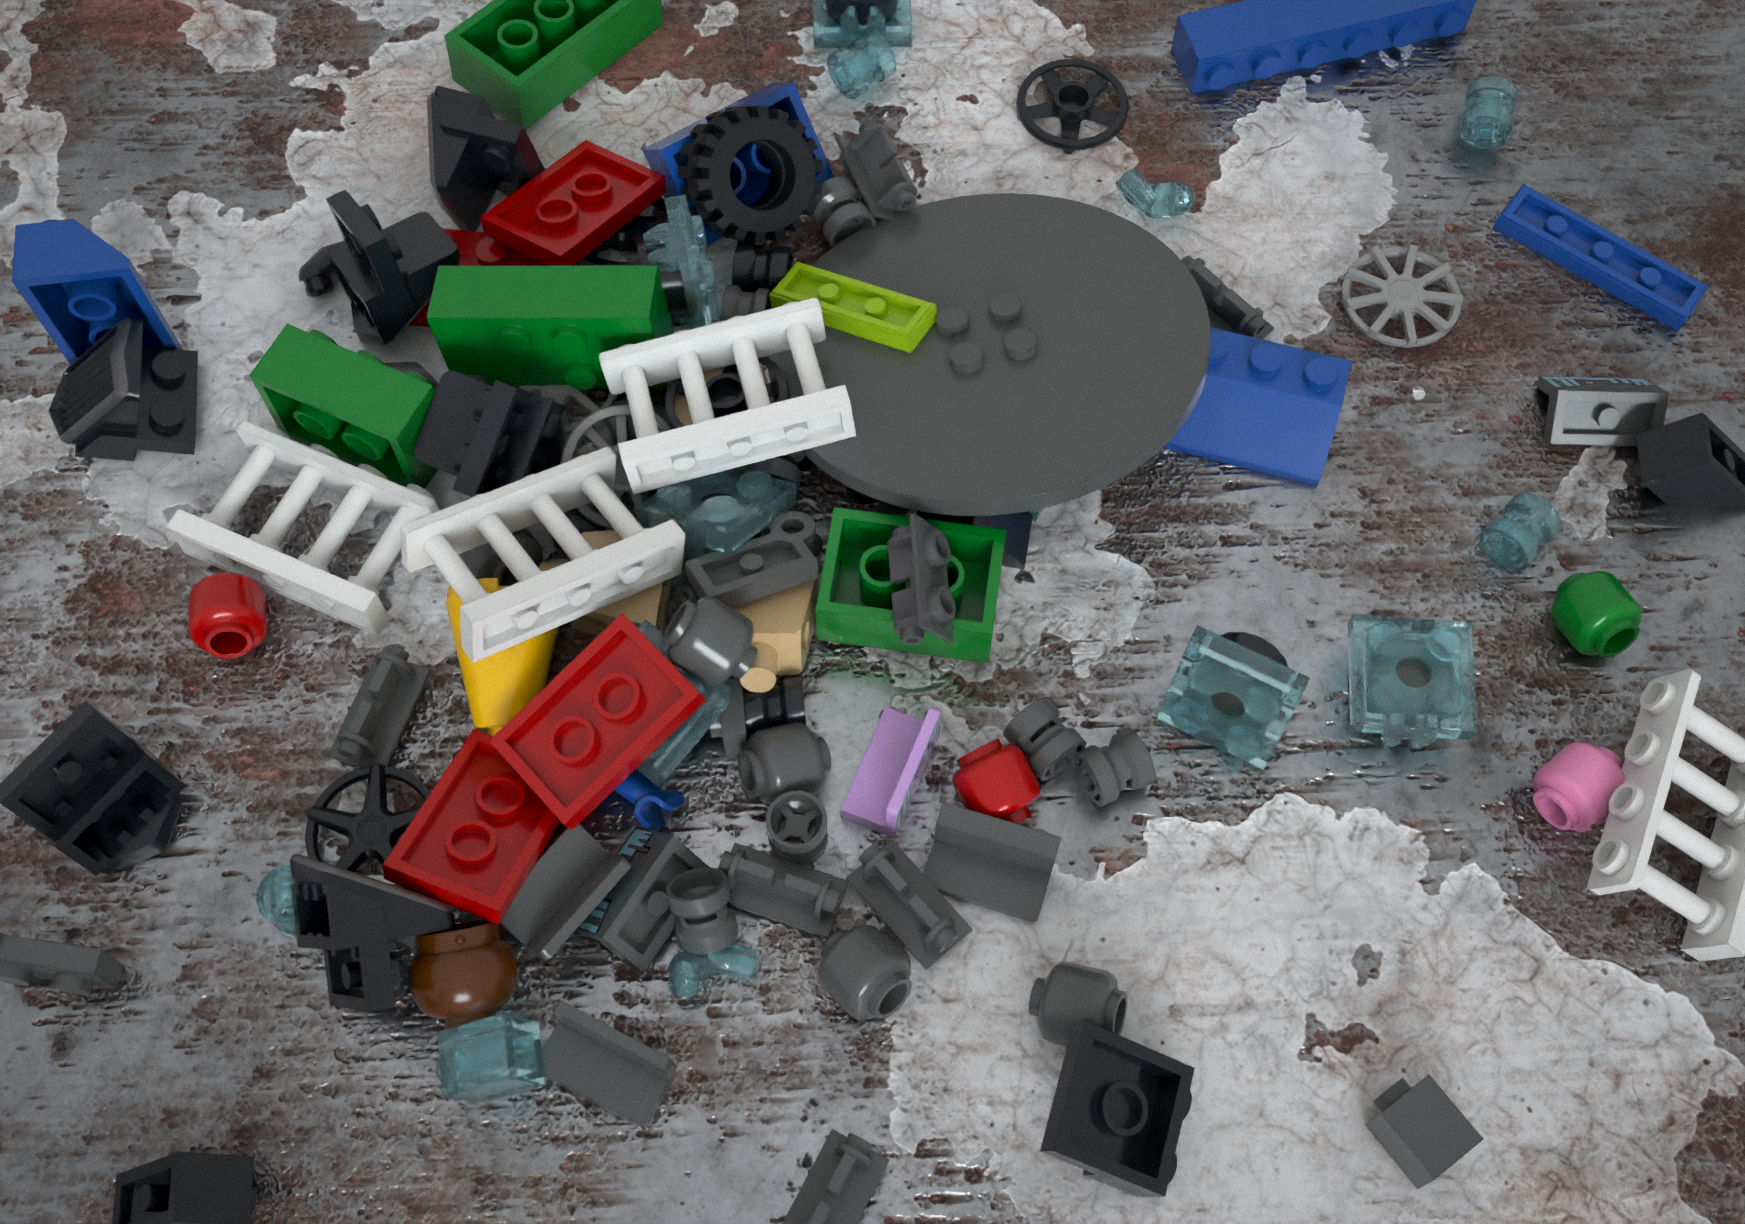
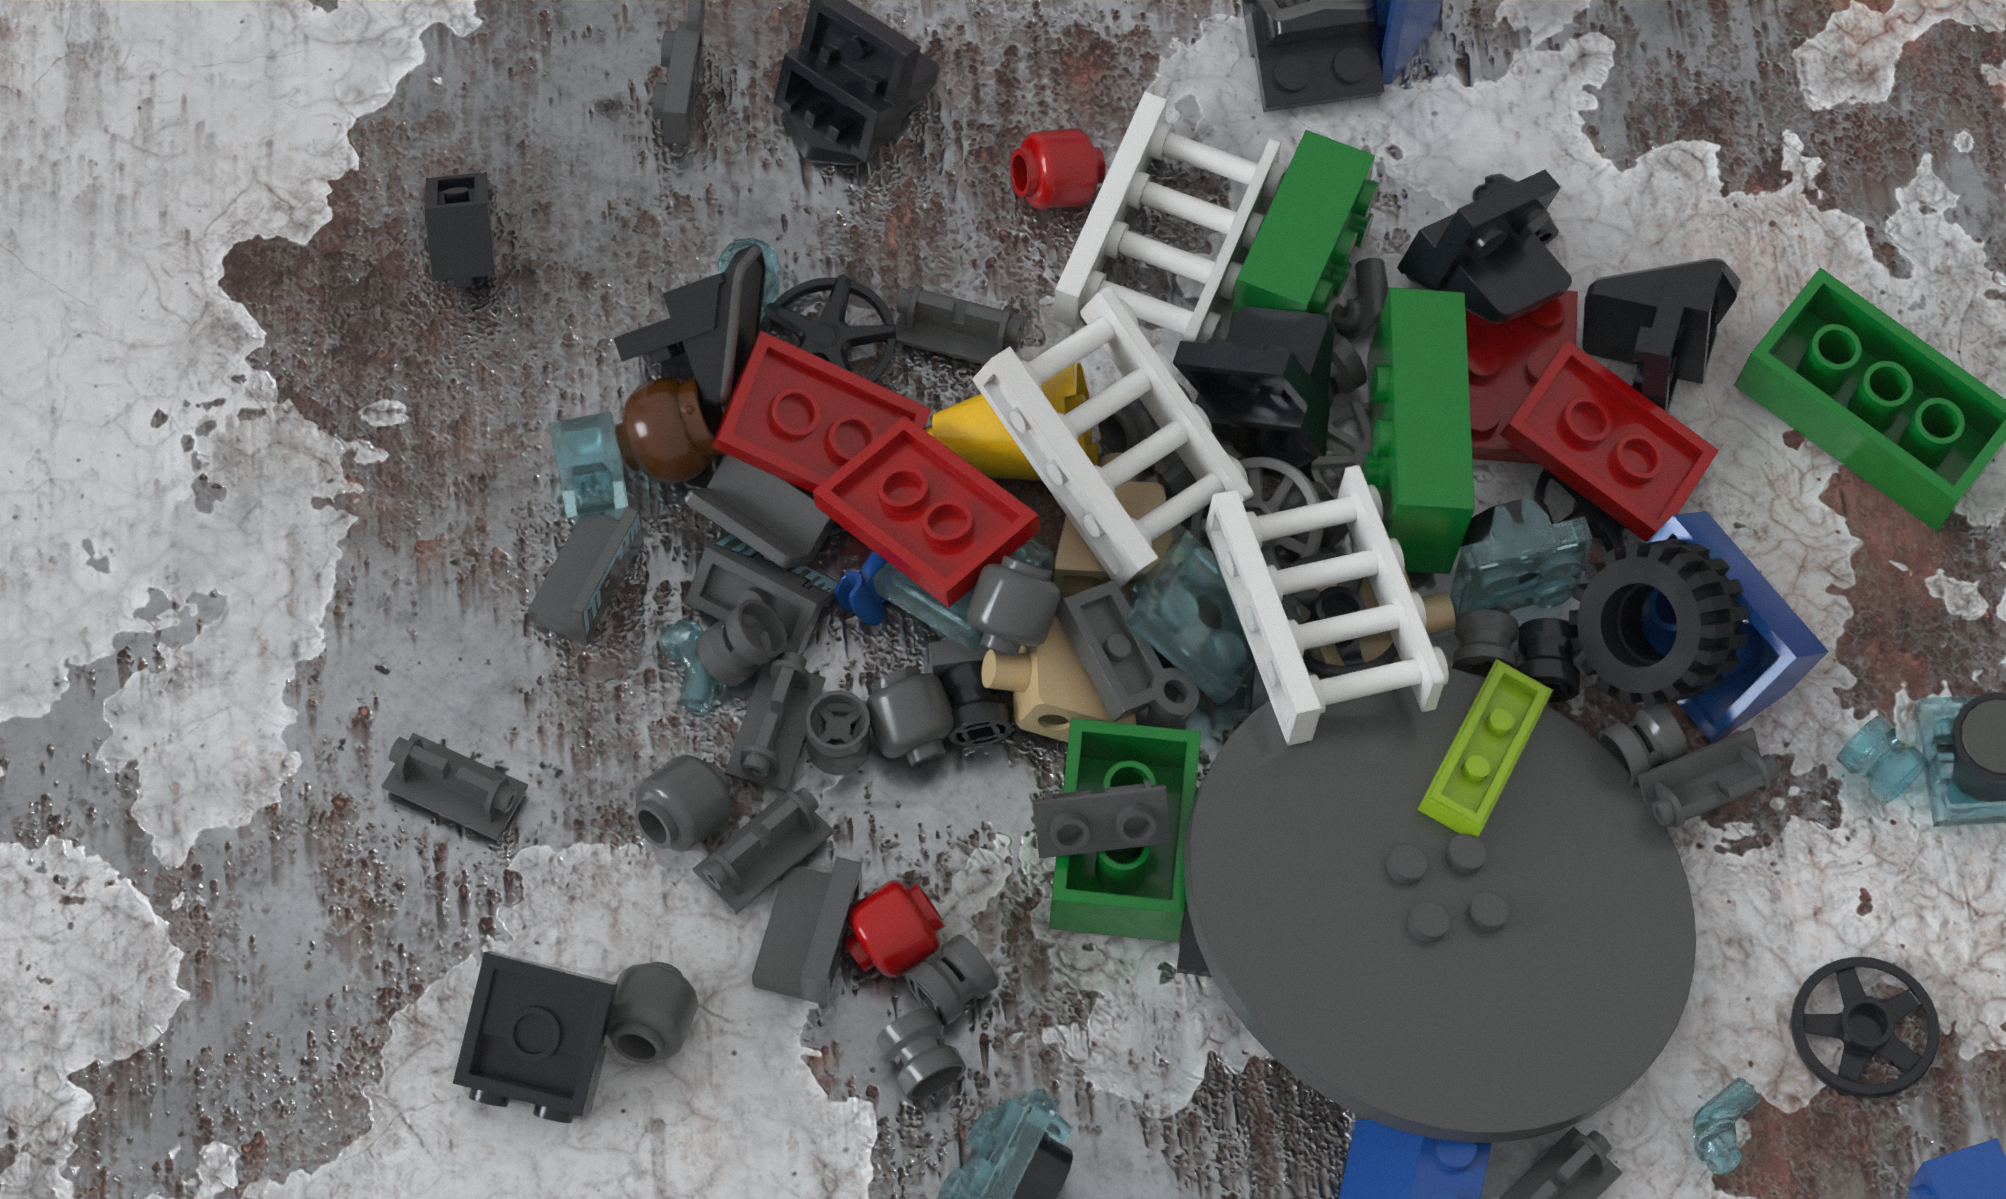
camera: 85 degrees right, 0 degrees up
(891, 770) = (912, 830): lavender panel -> none

